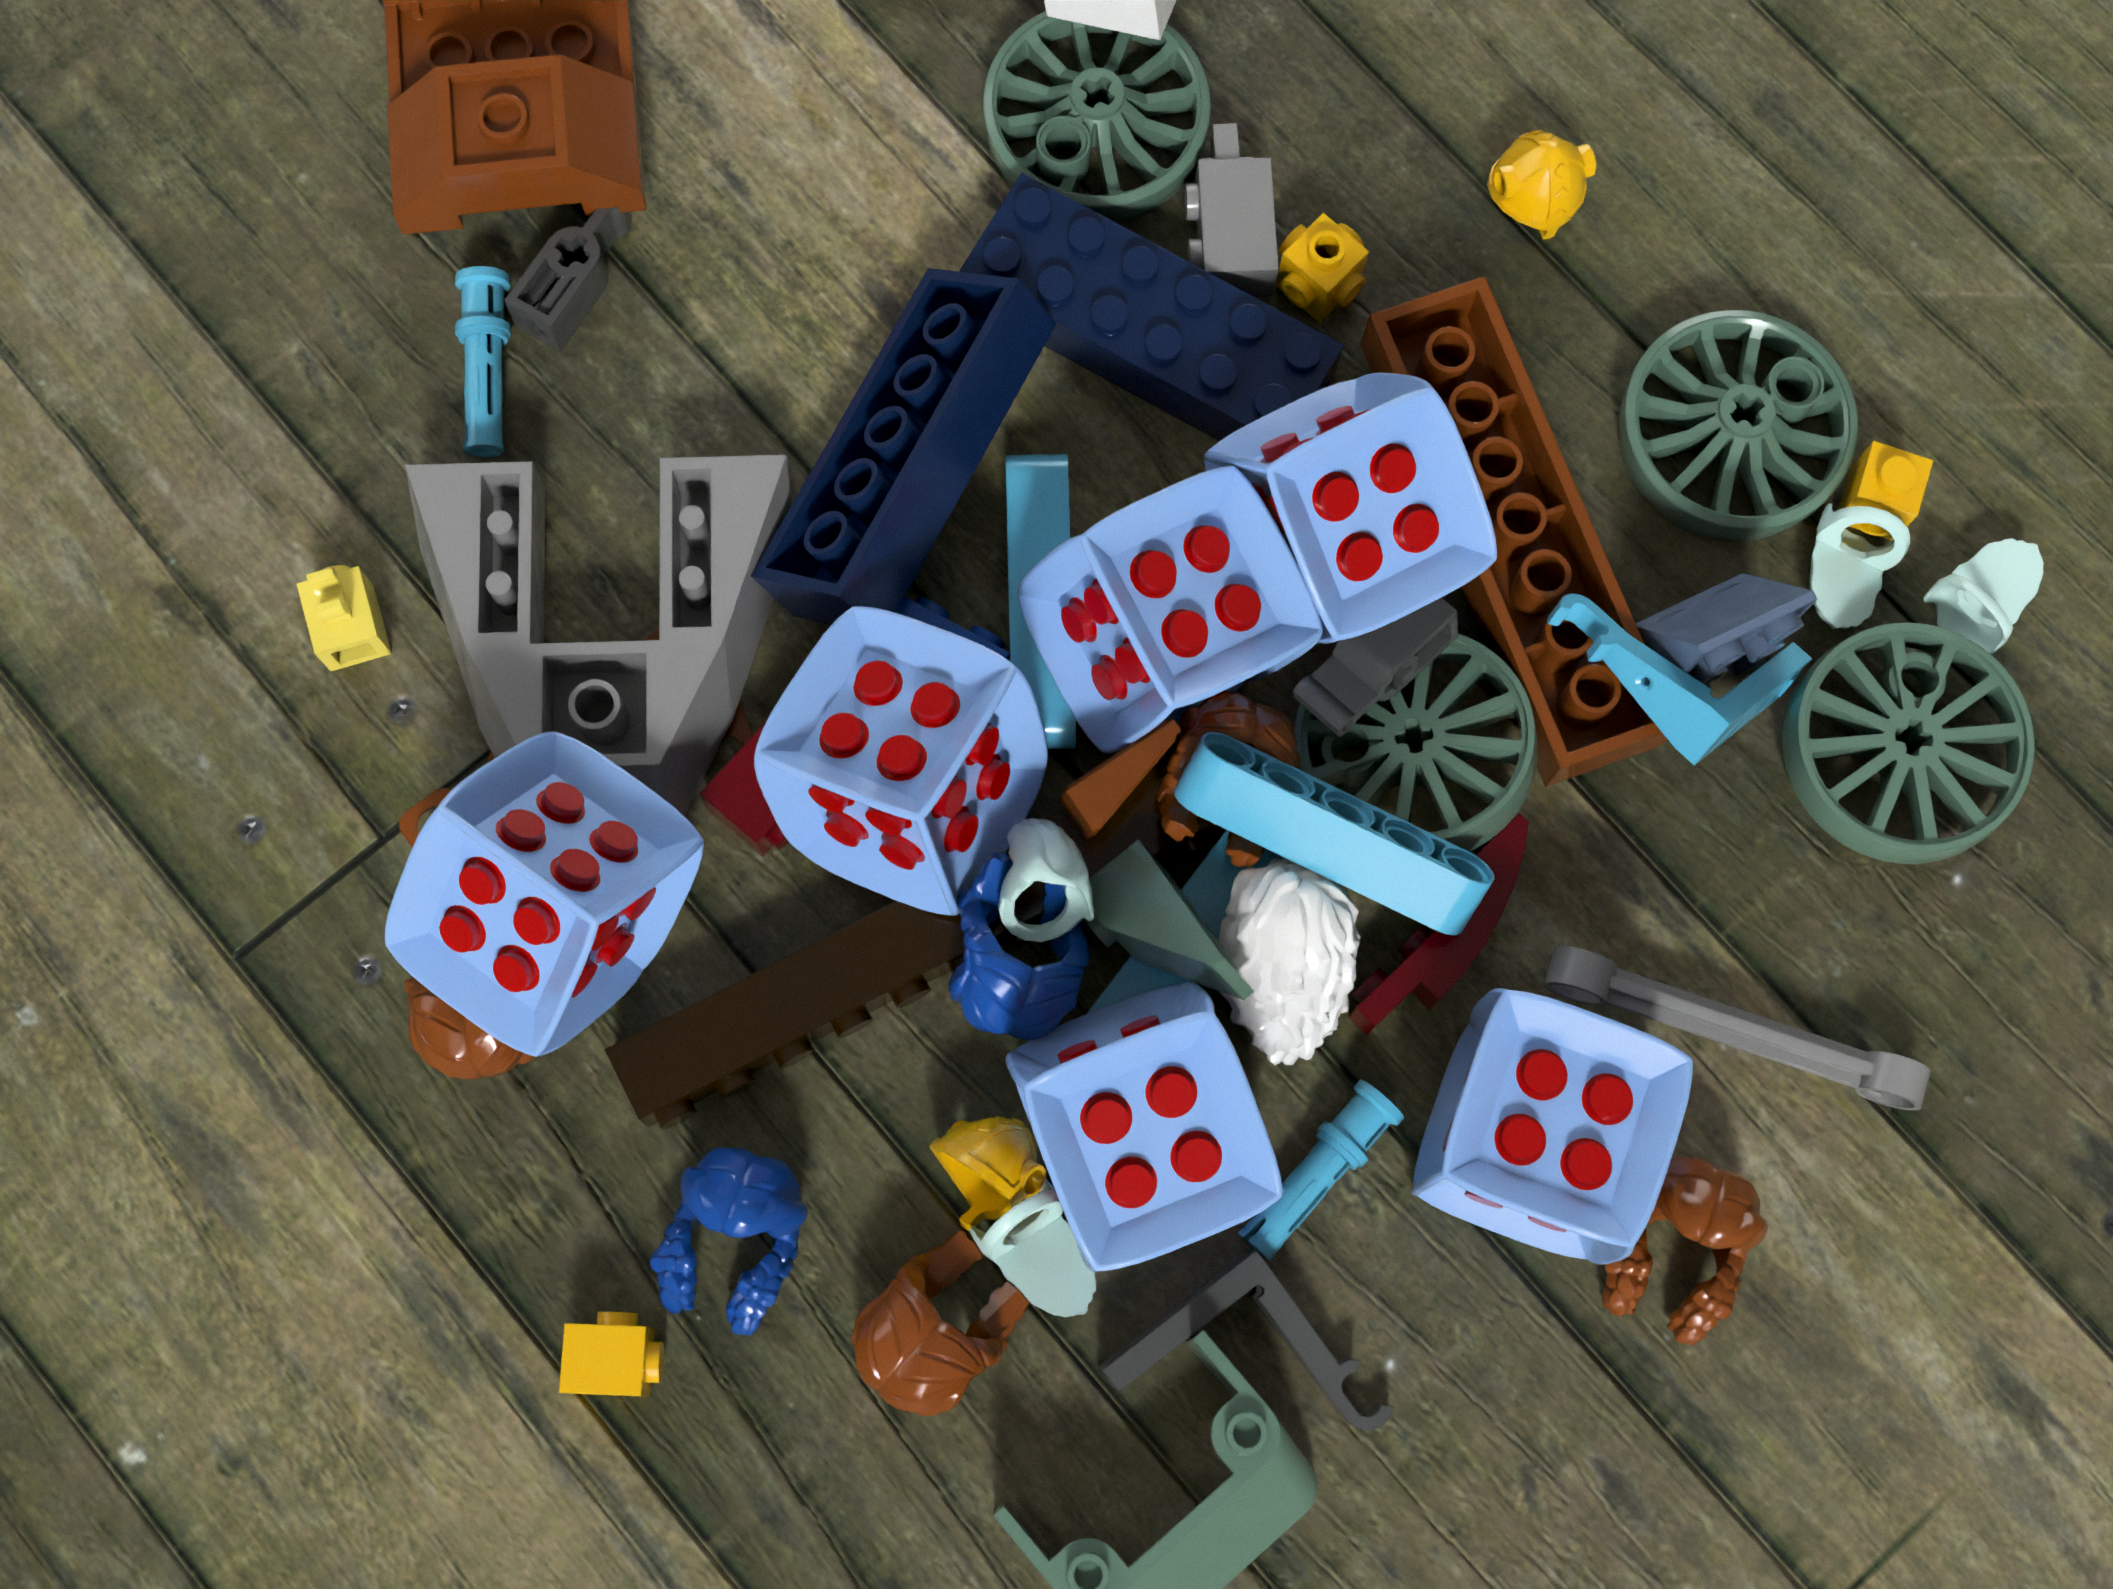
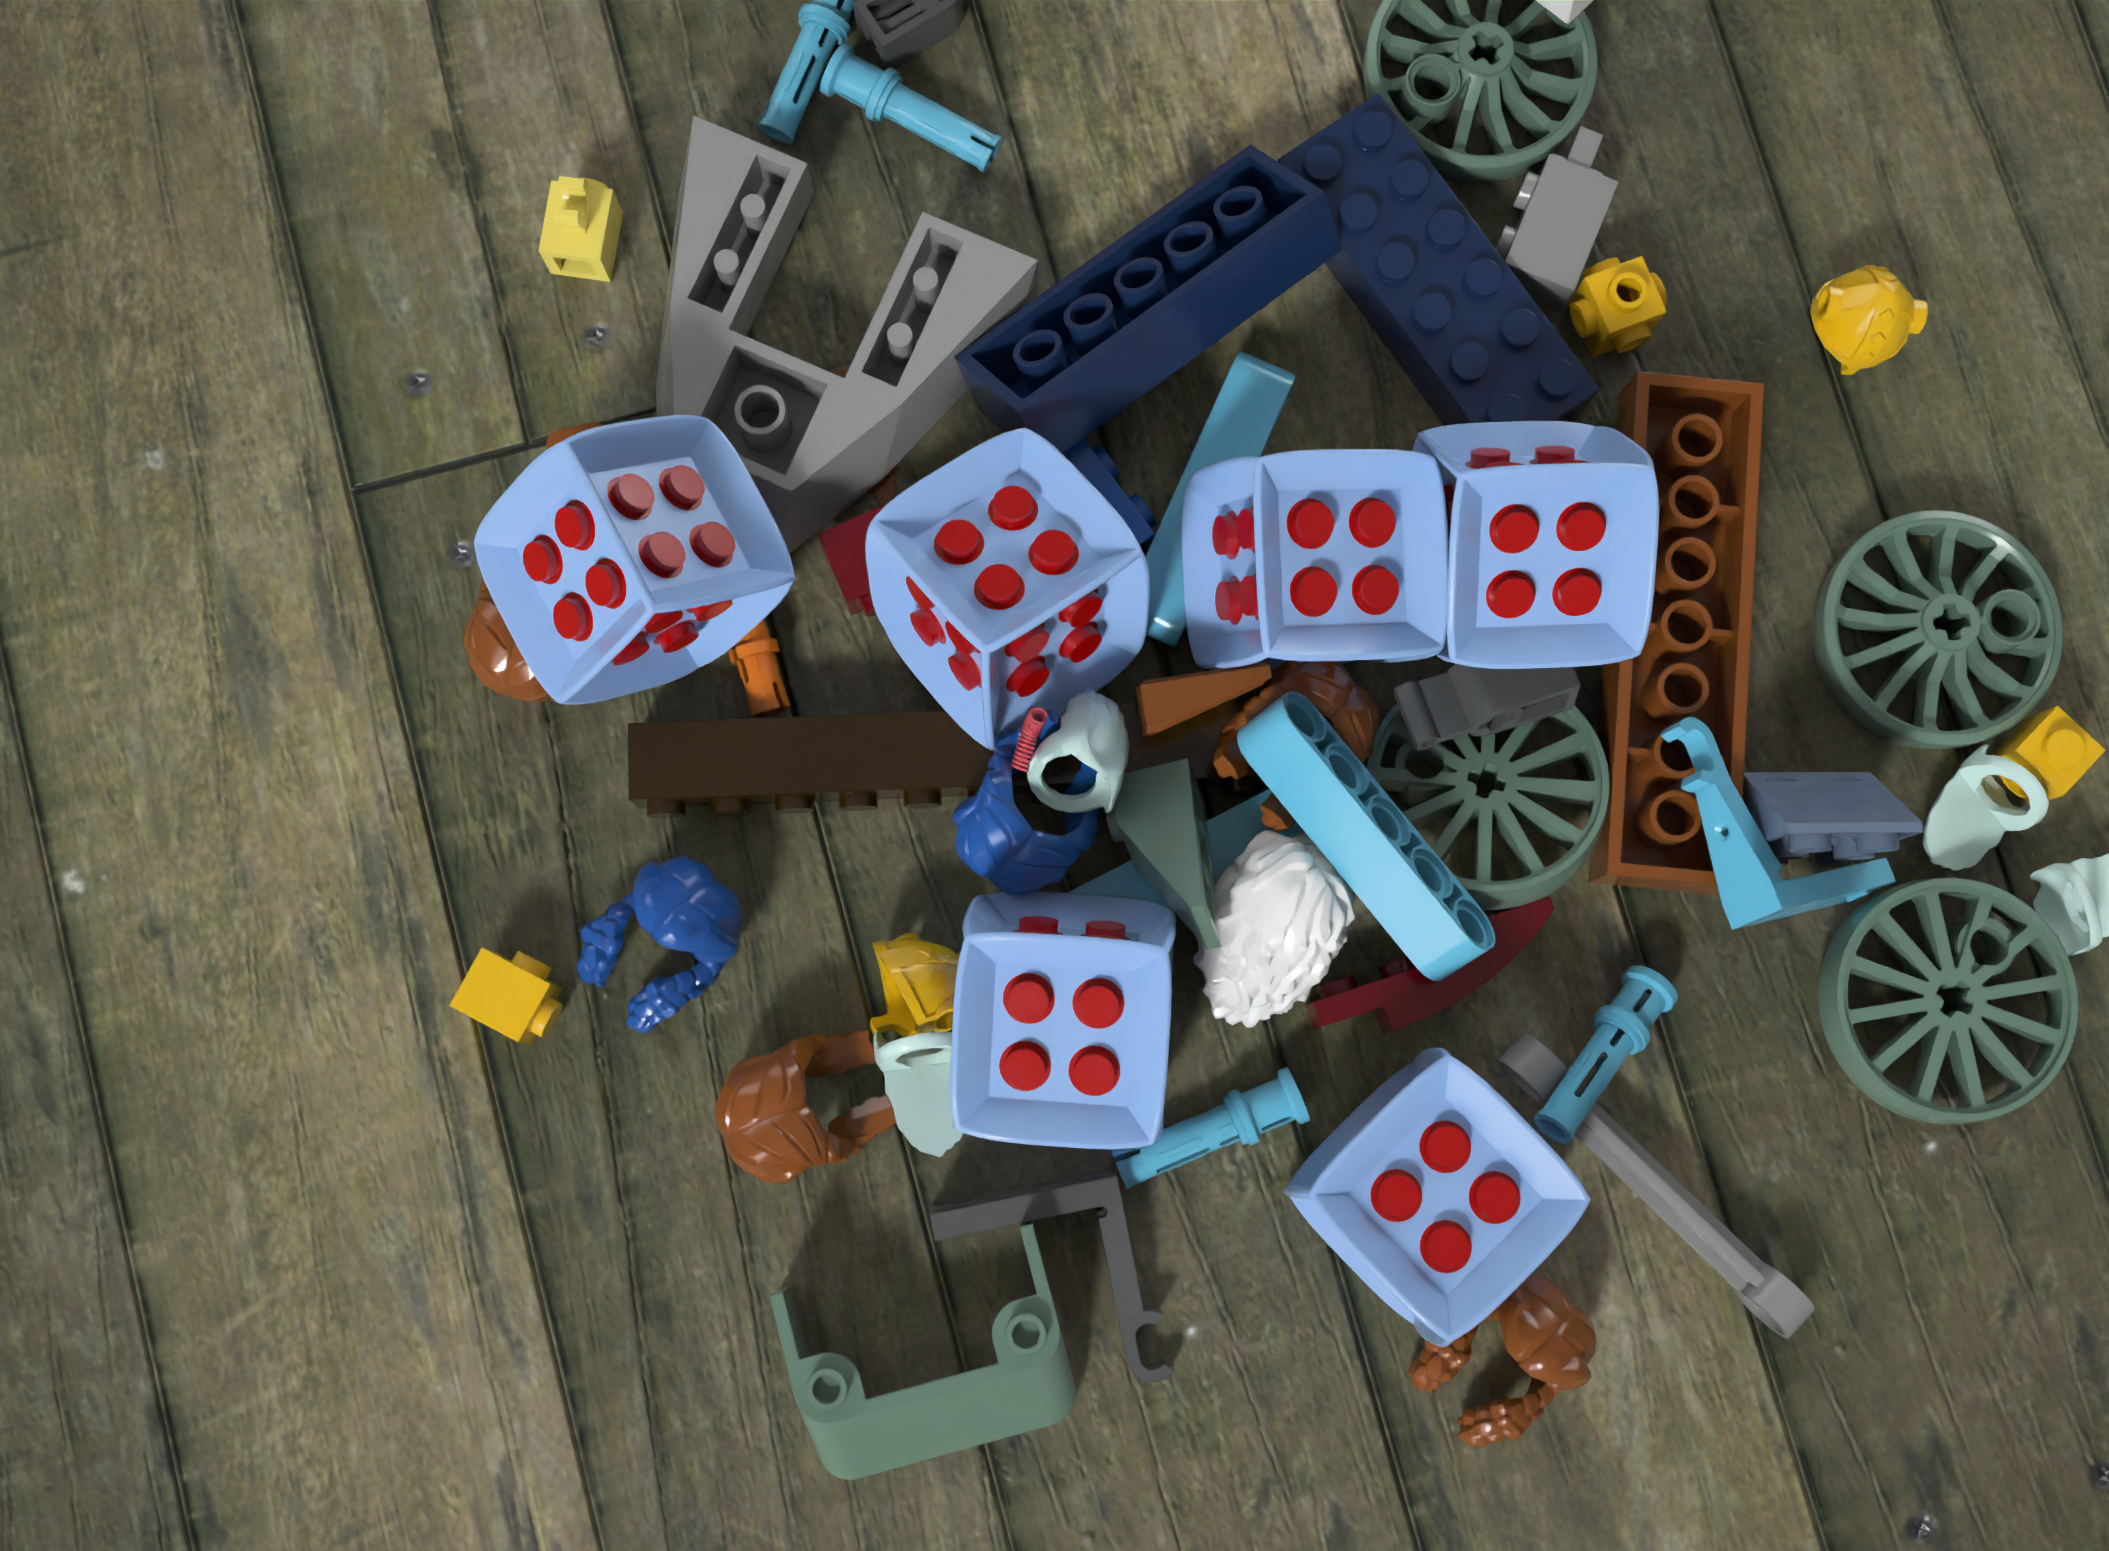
camera: 25 degrees right, 5 degrees up
(571, 371) = (885, 96): none -> medium azure pin
(704, 947) = (760, 672): none -> orange pin
(986, 890) = (1031, 733): none -> coral leg
(1629, 996) = (1616, 1035): none -> medium azure pin

